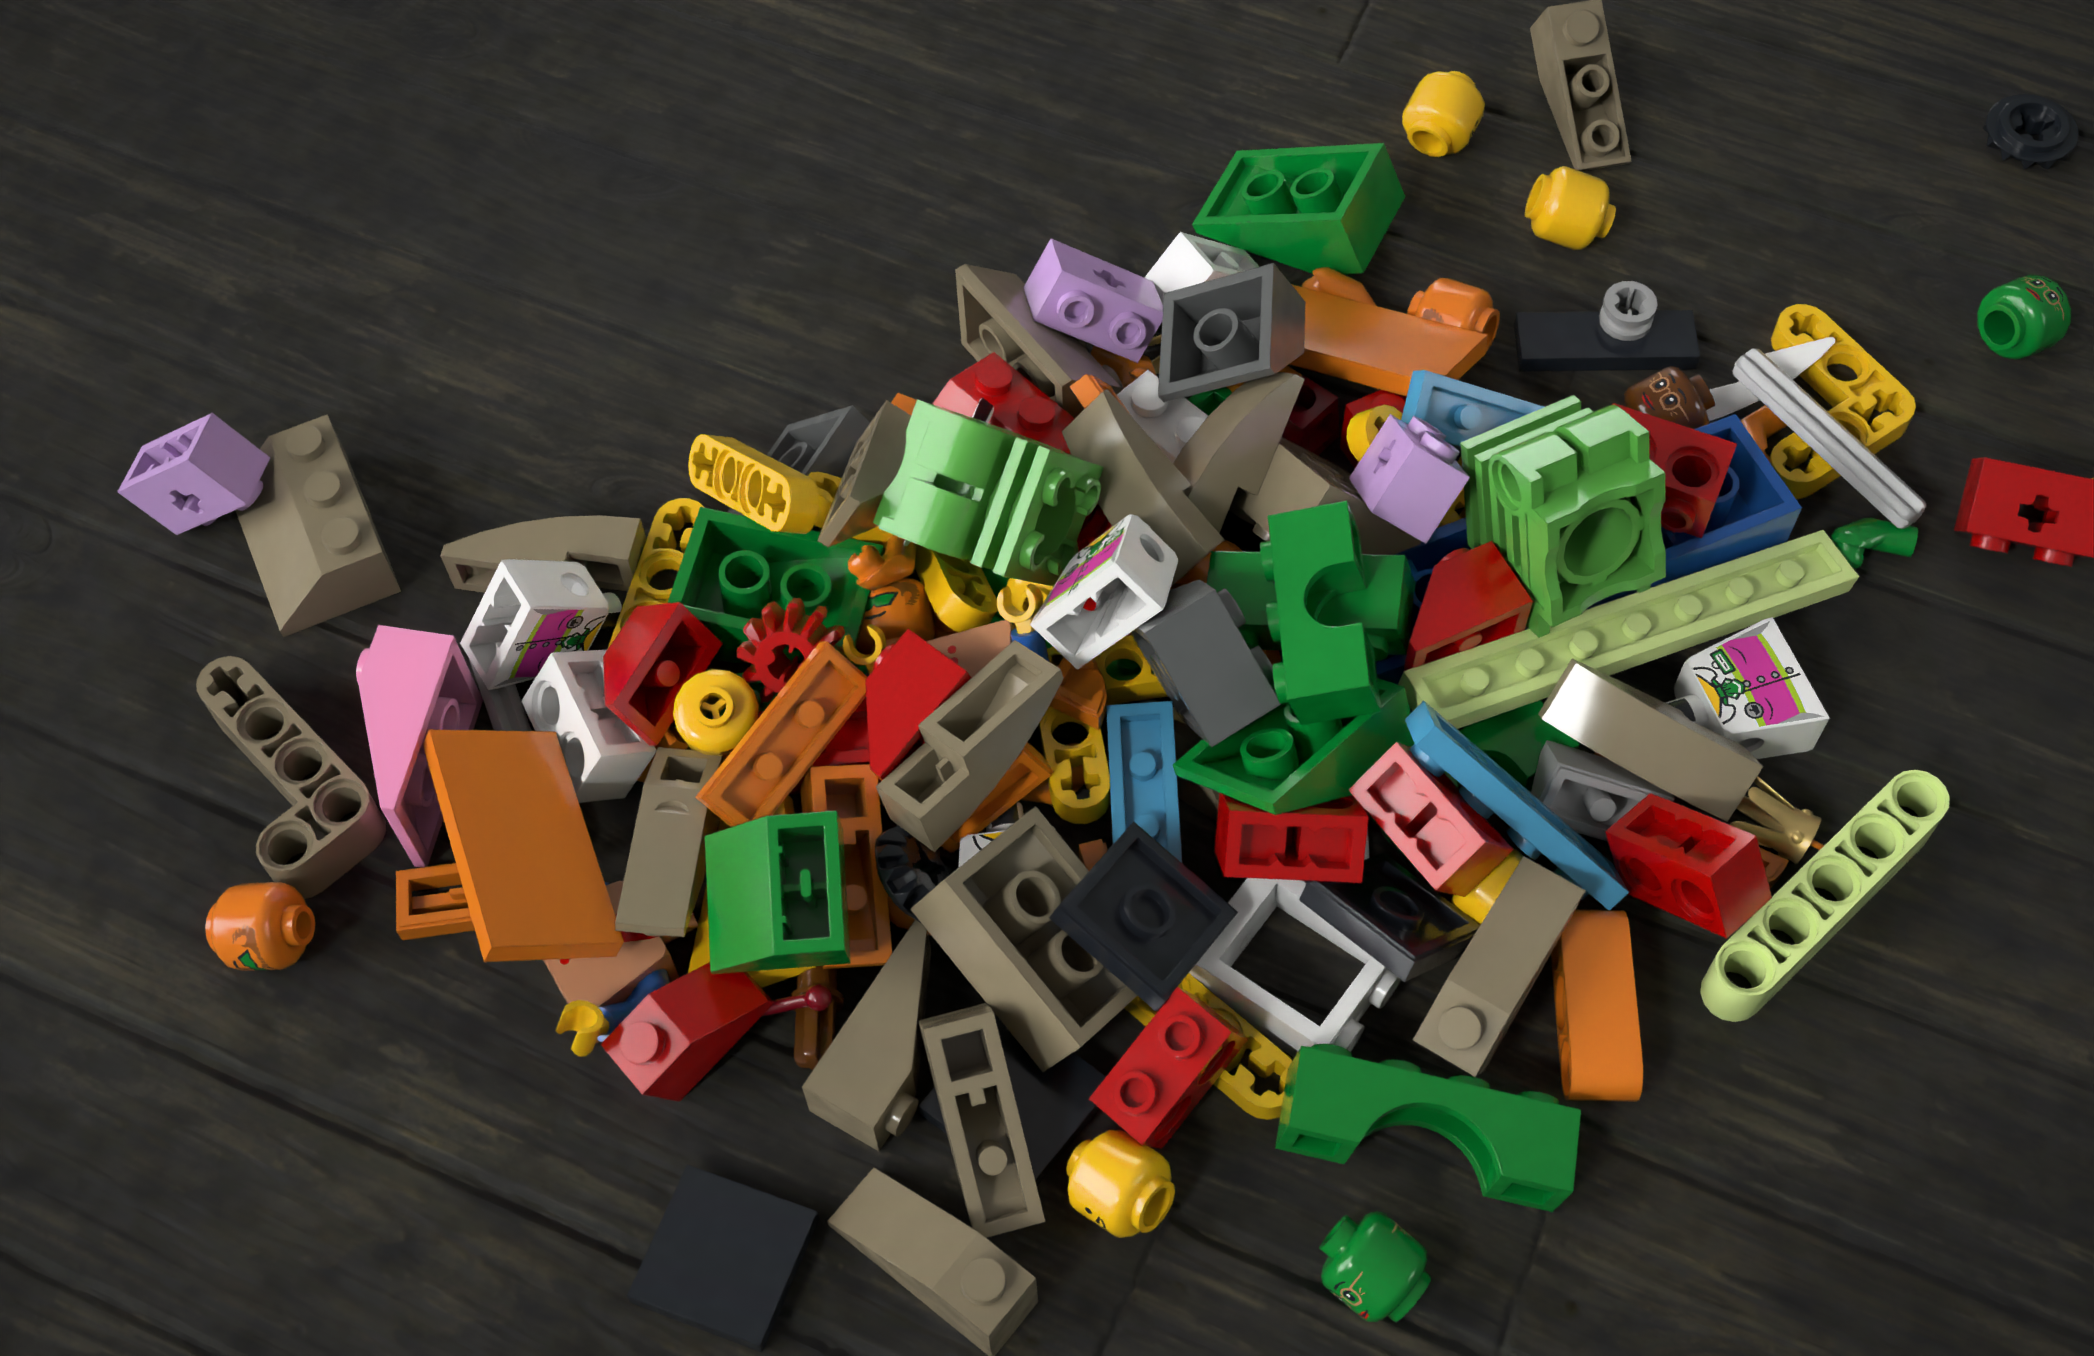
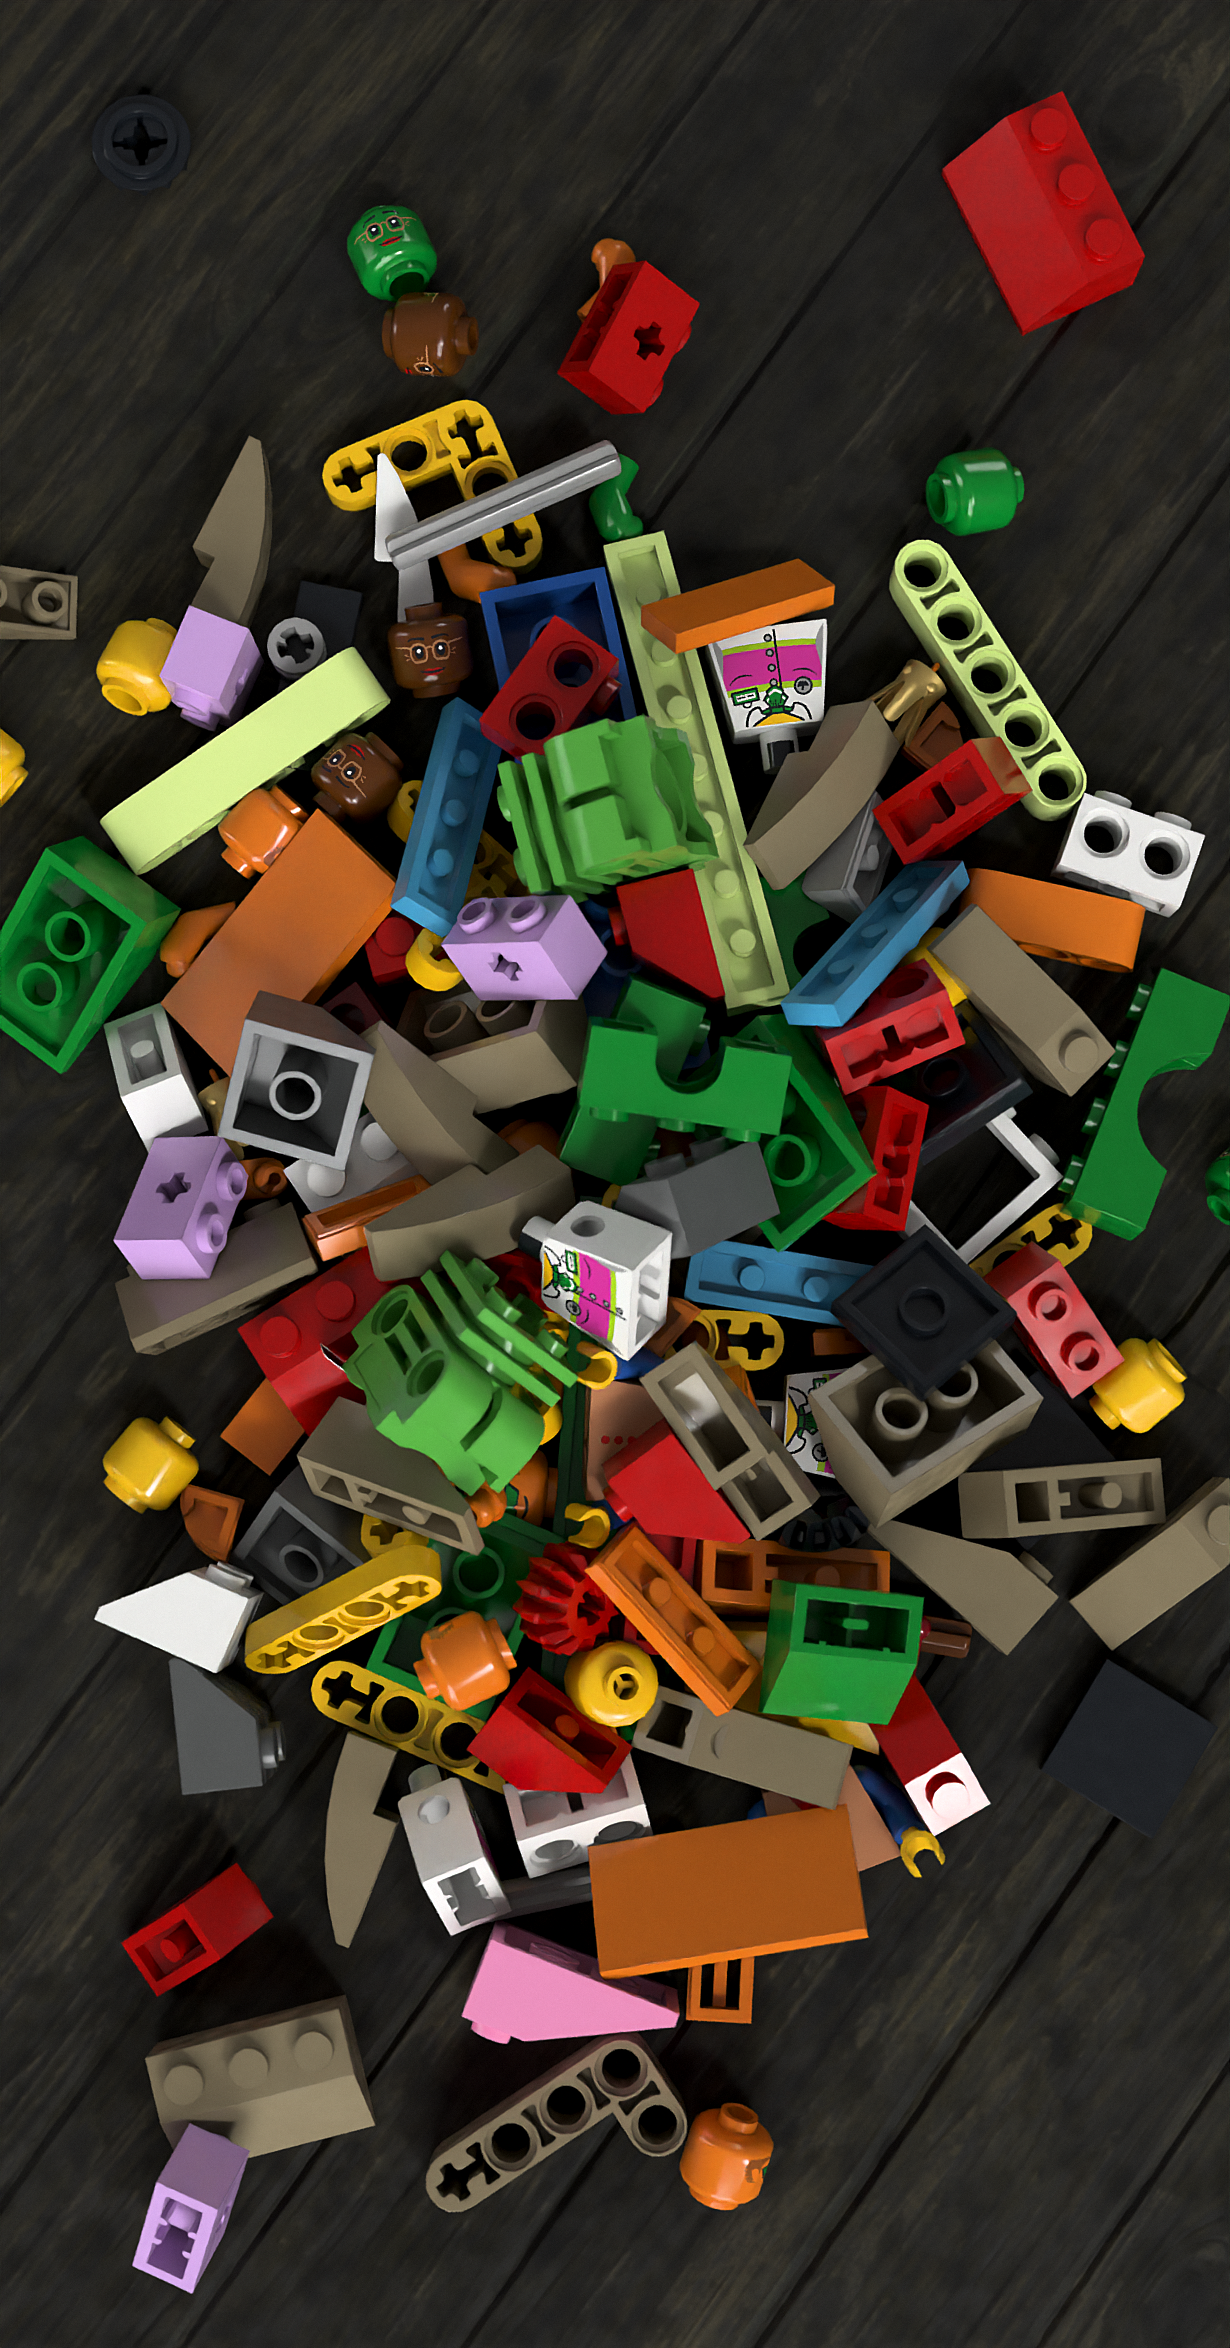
camera: 80 degrees left, 25 degrees up
(453, 454) = (198, 1929): none -> red slope
(635, 417) = (222, 1731): none -> dark grey slope
(717, 567) = (464, 1661): none -> orange head
(729, 377) = (191, 1615): none -> white slope
(818, 398) = (211, 1520): none -> orange tile
(862, 344) = (150, 1464): none -> yellow head
(1526, 370) = (357, 779): none -> reddish brown head
(1565, 319) = (247, 755): none -> yellowish green beam
(1584, 242) = (211, 669): none -> lavender brick
(1681, 1065) = (1124, 869): none -> white brick
(1706, 254) = (237, 540): none -> dark tan slope
(1811, 640) = (737, 606): none -> orange tile
(1961, 355) = (429, 334): none -> reddish brown head
(2019, 845) = (974, 491): none -> green head

